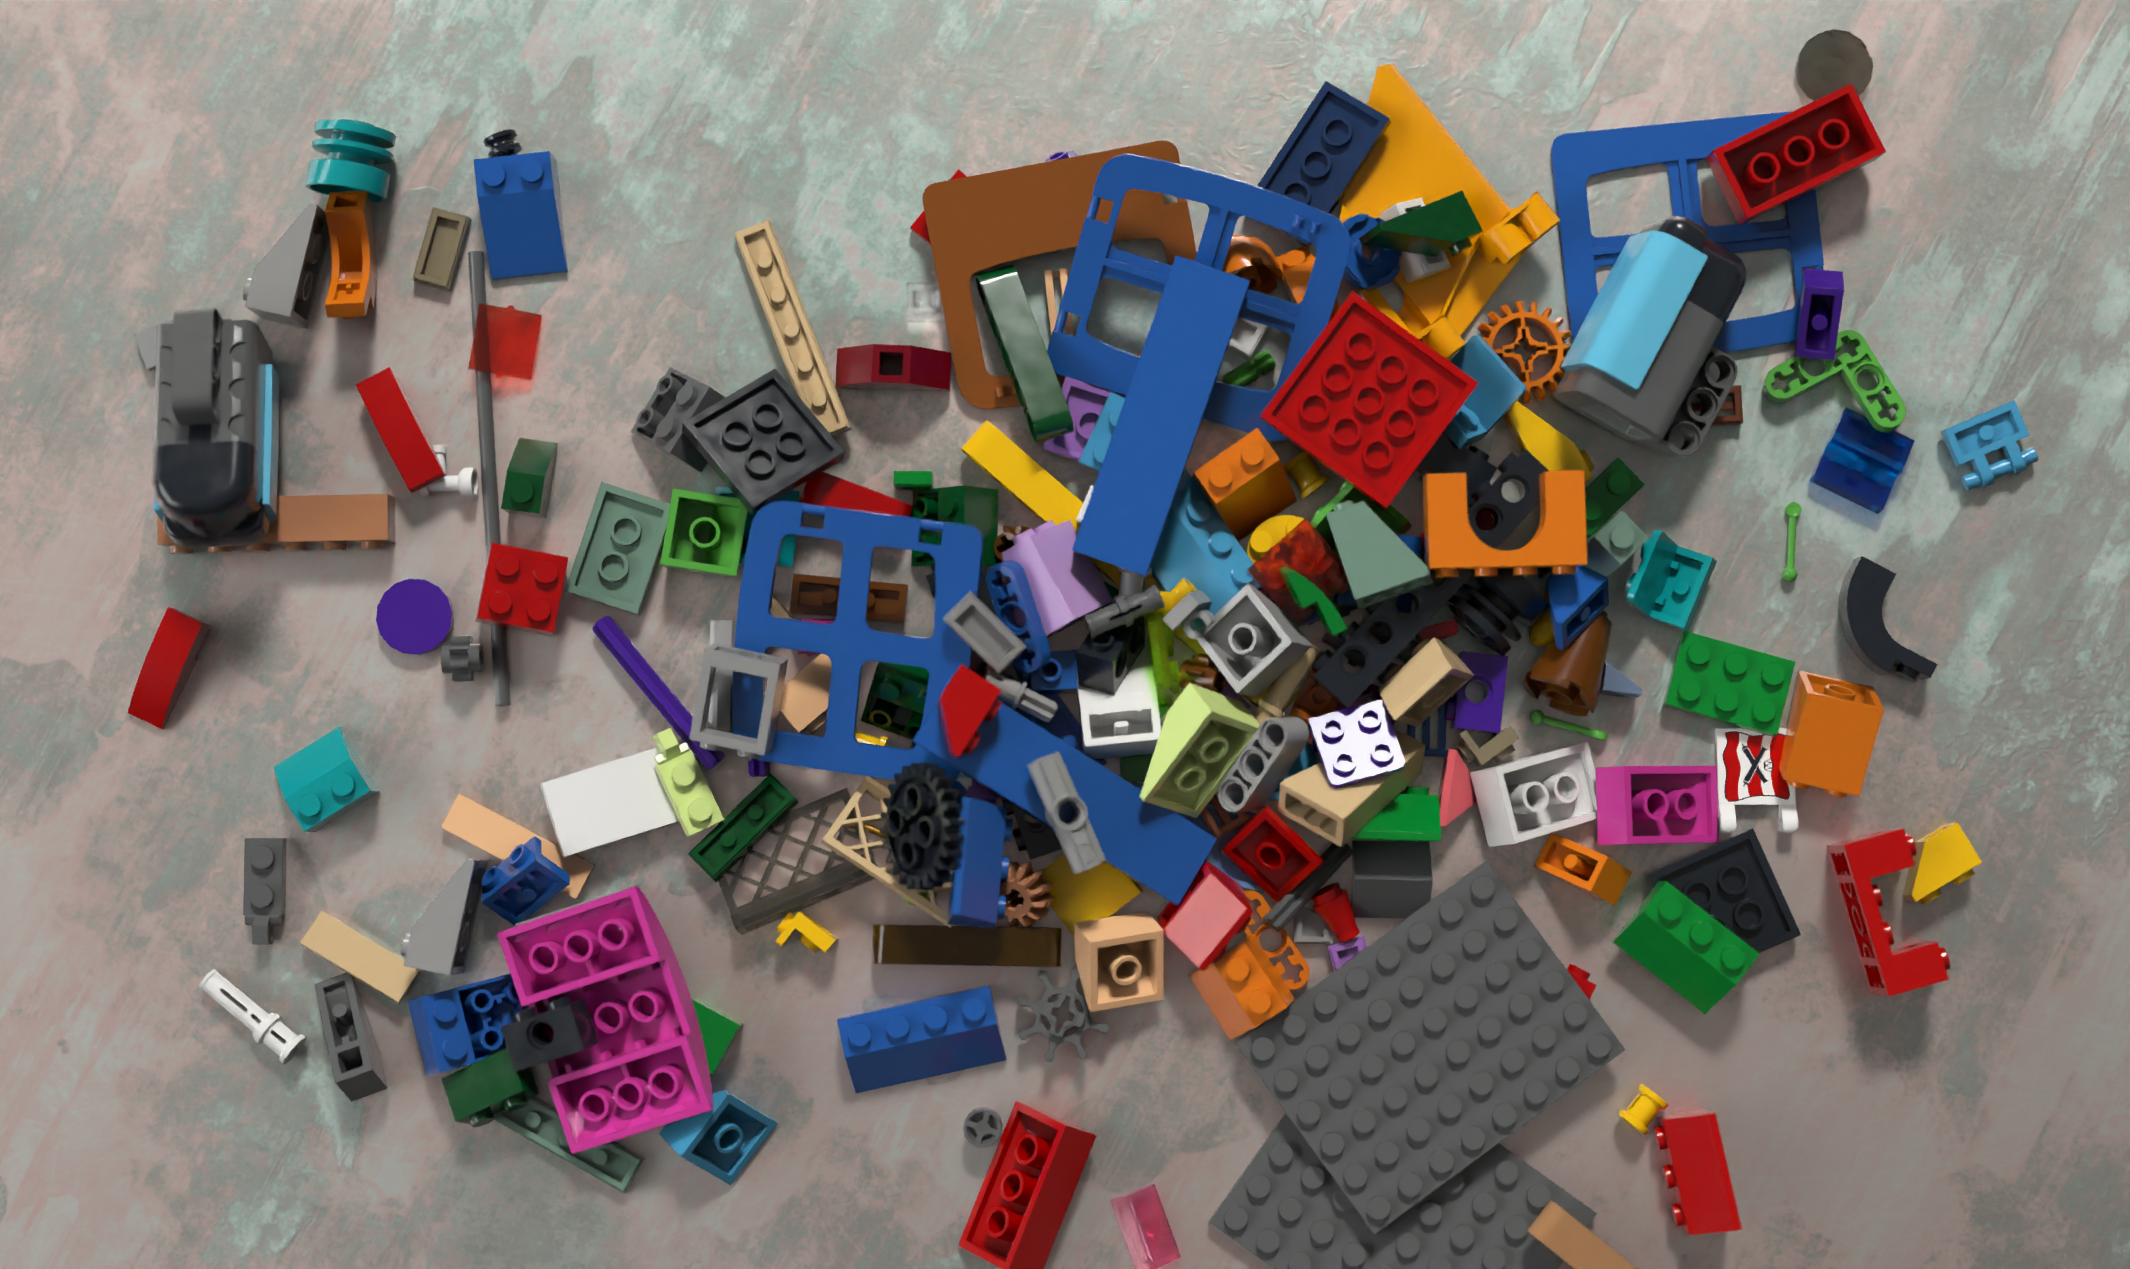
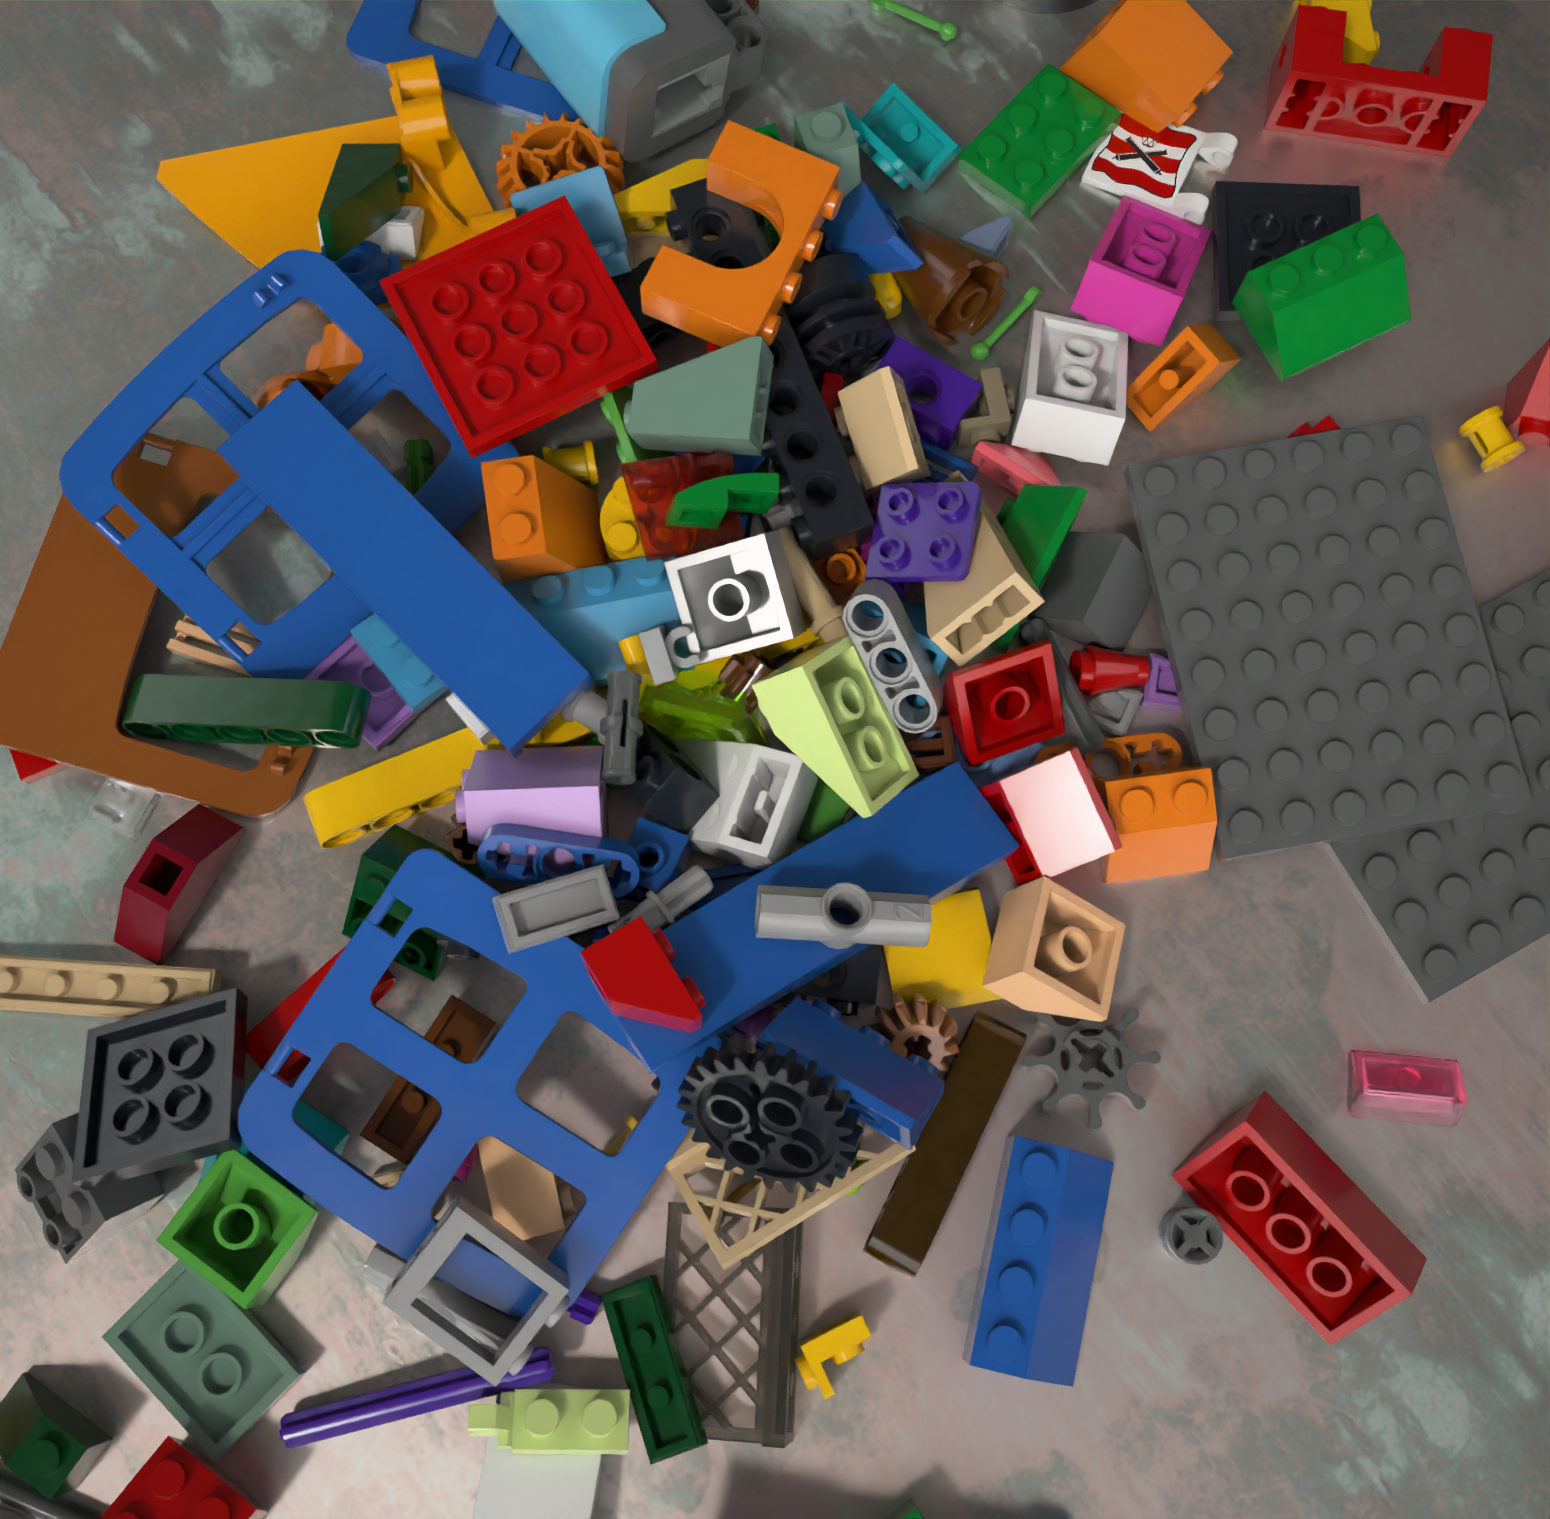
camera: 70 degrees left, 10 degrees down
(897, 699) = (587, 1074): dark green slope -> none
(913, 480) = (325, 924): green tile -> none
(1325, 151) = (202, 258): dark blue plate -> none

